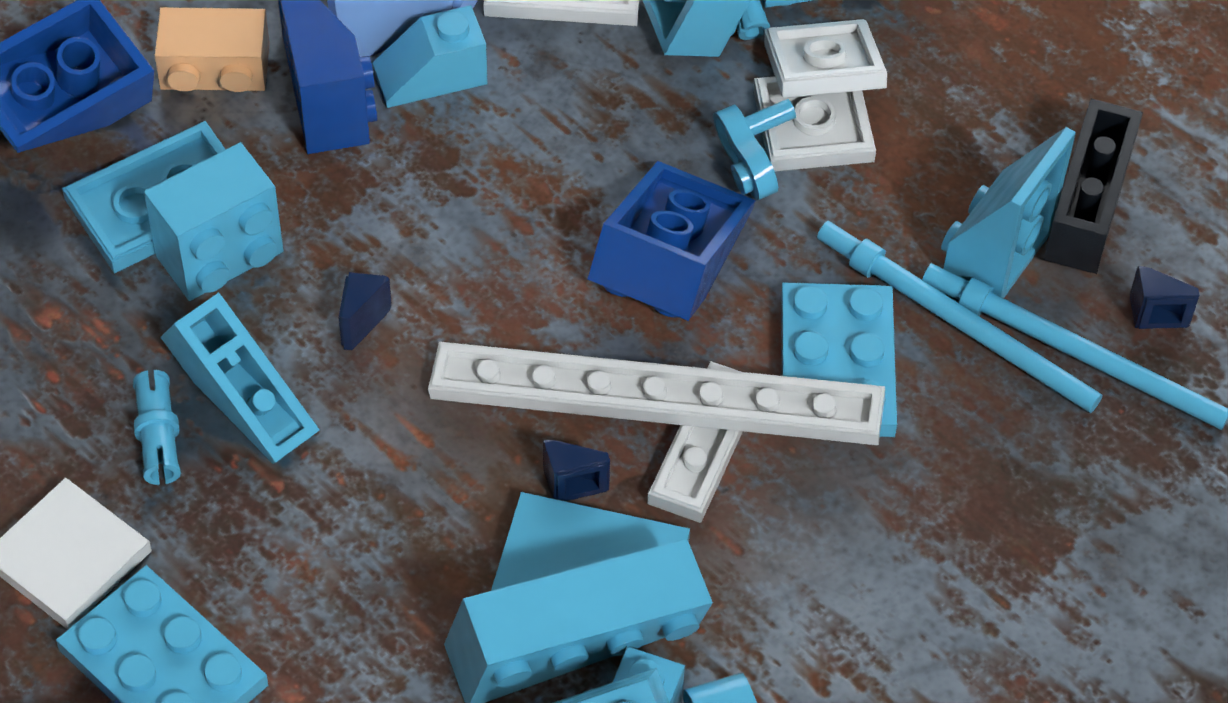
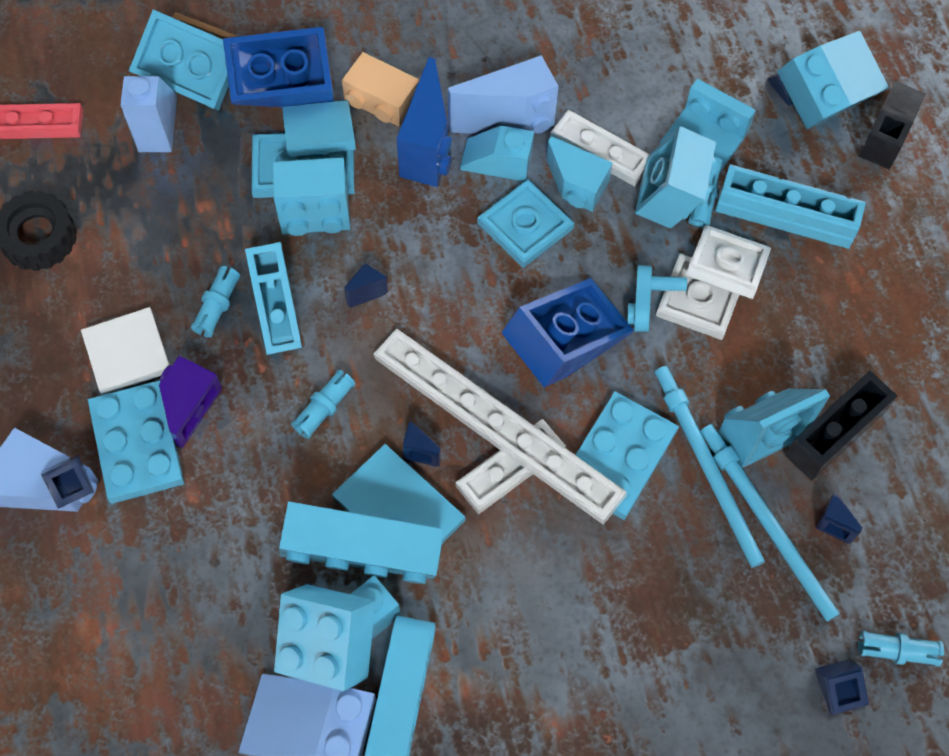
camera: 30 degrees right, 10 degrees up
(158, 135) = (318, 128): none -> medium azure tile
(200, 561) = (187, 396): none -> dark purple slope
(400, 485) = (323, 404): none -> medium azure pin
(523, 134) = (525, 223): none -> medium azure tile
(554, 38) = (577, 173): none -> medium azure slope

